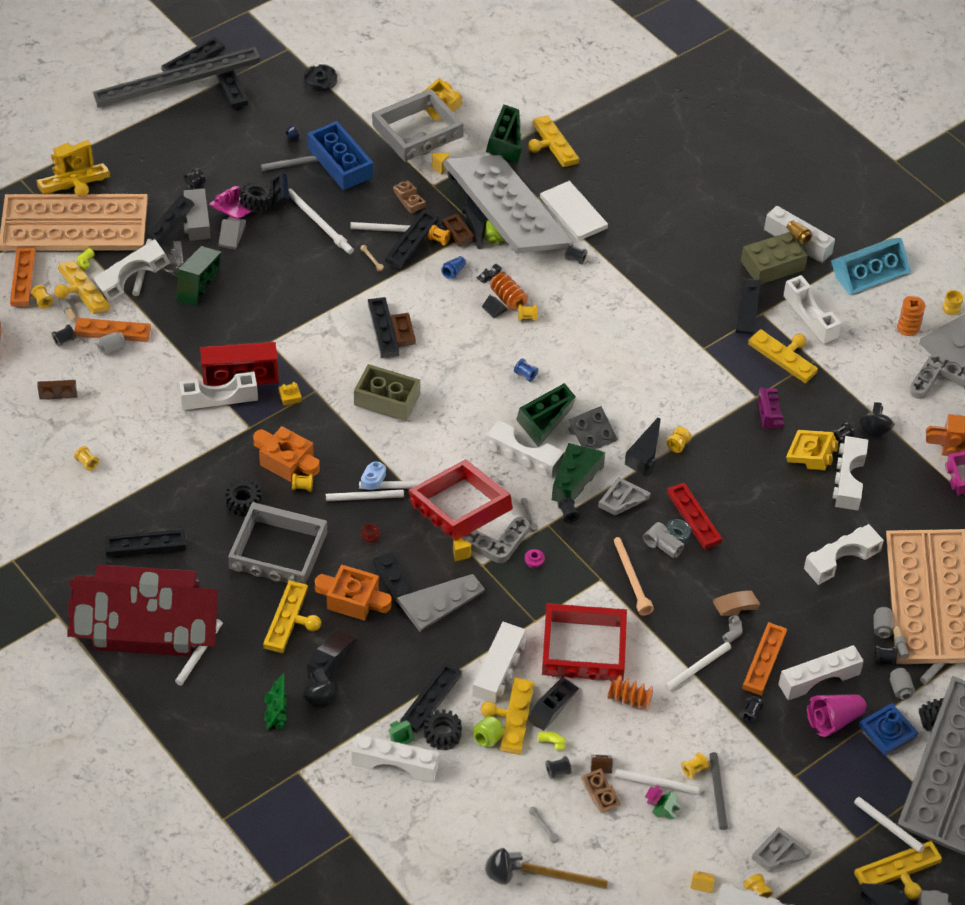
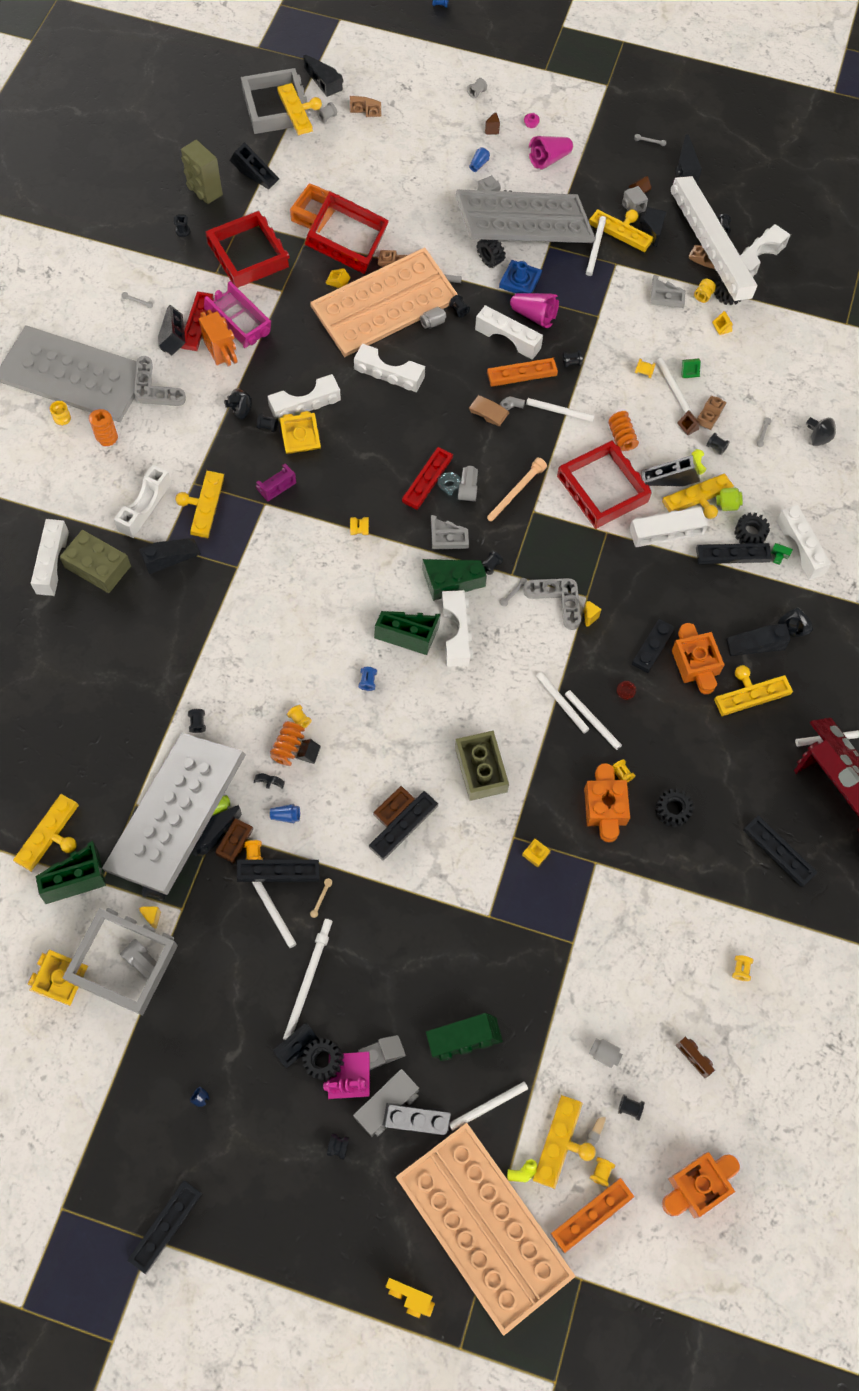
camera: 125 degrees left, 15 degrees up
(76, 178) = (428, 1277): yellow plate -> none
(97, 328) = (585, 1070): orange plate -> none
(112, 280) = (489, 1088): white arch -> none
(175, 258) = (465, 1070): clear slope -> none
(176, 77) = (201, 1289): dark grey plate -> none
(197, 395) = (602, 920): white arch -> none
(198, 54) = (149, 1303): black plate -> none
(225, 361) = (549, 907): red brick -> none
(276, 705) = (834, 644): green hinge -> none
(281, 519) = (670, 760): light grey window -> none
(287, 163) = (236, 1064): light grey bar -> none
(320, 77) = (91, 1134): black tile -> none
(340, 155) = (209, 1015): blue brick -> none
(373, 476) = (572, 721): light blue plate -> none
(408, 196) = (217, 916): medium nougat slope -> none
(436, 602) = (658, 602): light grey wing -> none
(498, 506) = (524, 619): red window -> none
(534, 562) = (554, 565): dark pink plate -> none
(564, 875) = (790, 401): pearl gold bar -> none
(573, 210) = (136, 759): white tile -> none
(592, 429) = (395, 592): dark grey hinge -> none
(642, 453) = (386, 543): black slope -> none
(653, 794) = (688, 379): dark pink plate -> none
(718, 791) = (649, 349): dark grey bar -> none
(799, 232) = (61, 542): pearl gold cone -> none
(871, 265) = (51, 488): medium azure slope -> none
(900, 643) = (446, 297): light grey piece -> none
(902, 684) = (477, 285): light grey brick -> none

